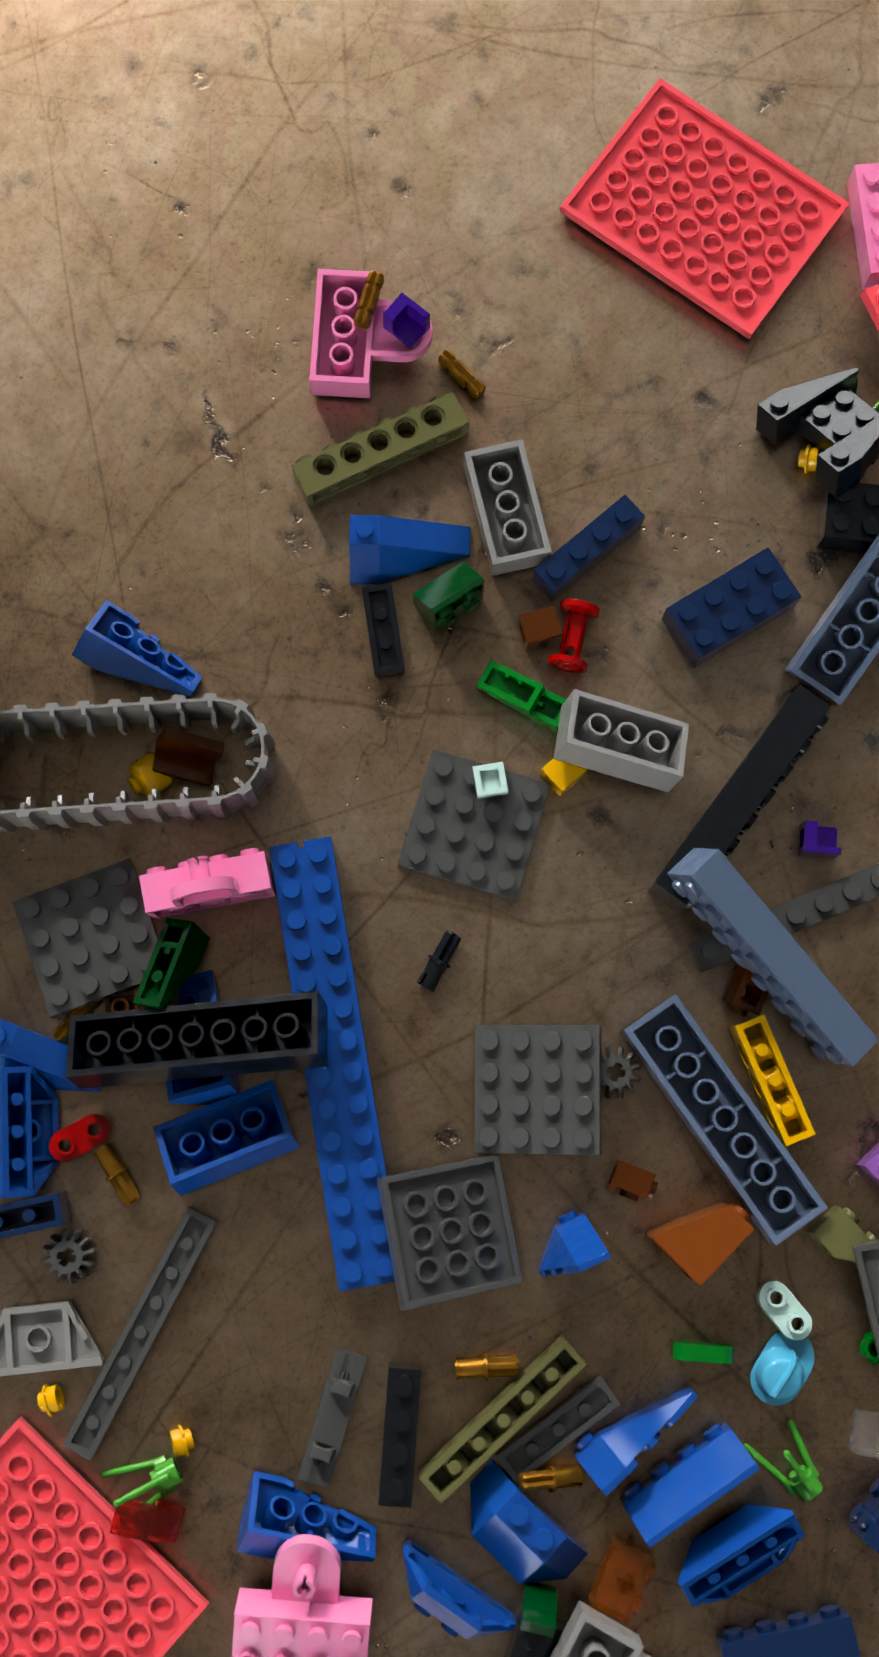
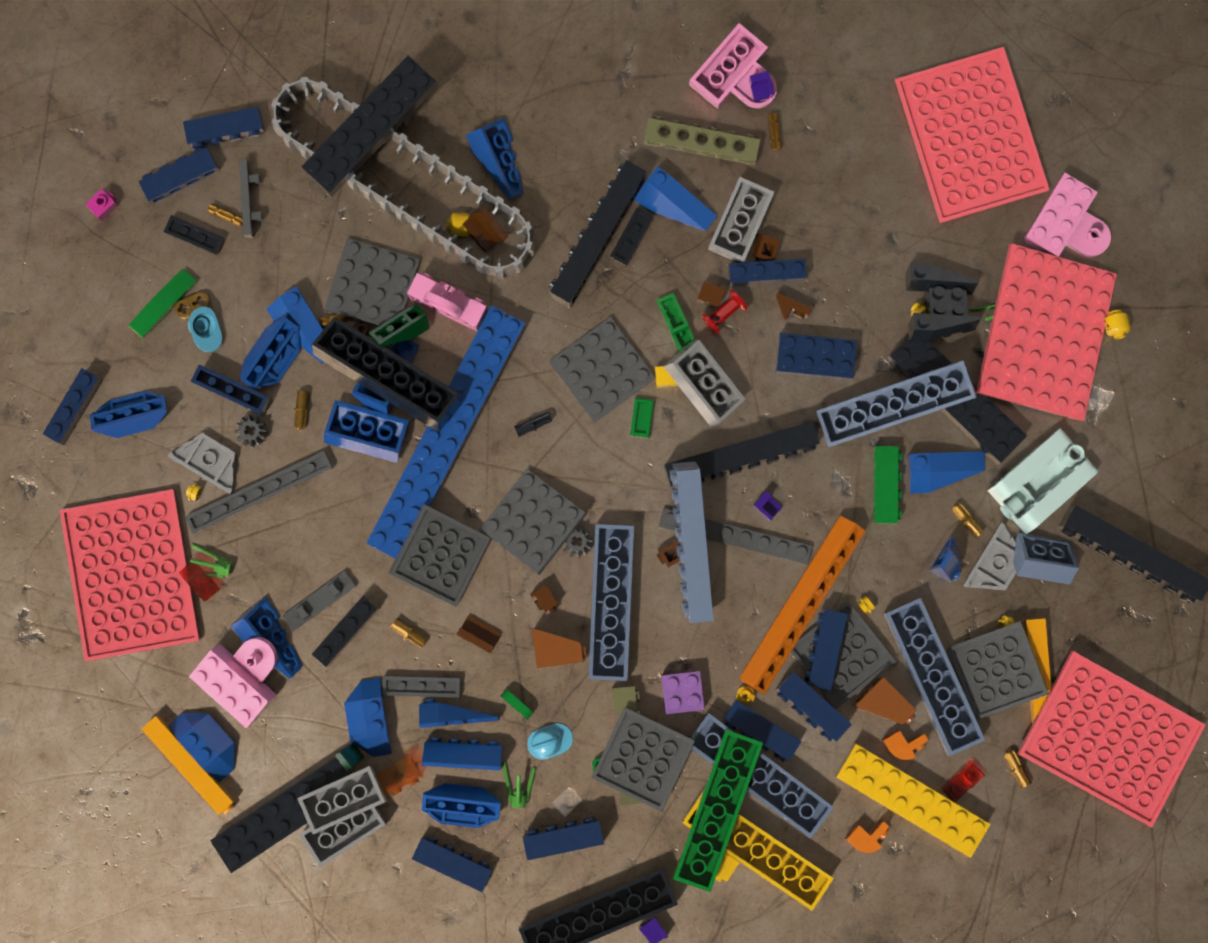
camera: 40 degrees right, 5 degrees up
(79, 1137) = (296, 378): red plate -> none
(181, 1441) = (240, 557): yellow plate -> none
(337, 647) = (598, 233): none -> black brick
(368, 300) = (751, 60): pearl gold axle -> none
(449, 596) = (677, 244): dark green slope -> none
(451, 1597) = (313, 723): blue wedge -> none
(490, 780) = (625, 353): light aqua plate -> none
(501, 1418) = (398, 660): olive brick -> none
(551, 1478) = (400, 706): pearl gold axle -> none
(563, 519) = (771, 248): none -> reddish brown brick
(572, 848) = (641, 418): none -> green tile
(572, 1246) = (492, 604): blue wedge -> none
(580, 1296) = (479, 634): none -> reddish brown panel
(644, 571) = (786, 304): none -> reddish brown slope
(772, 1080) = (649, 602): yellow brick -> none
(784, 1311) = (571, 715): light aqua plate -> none

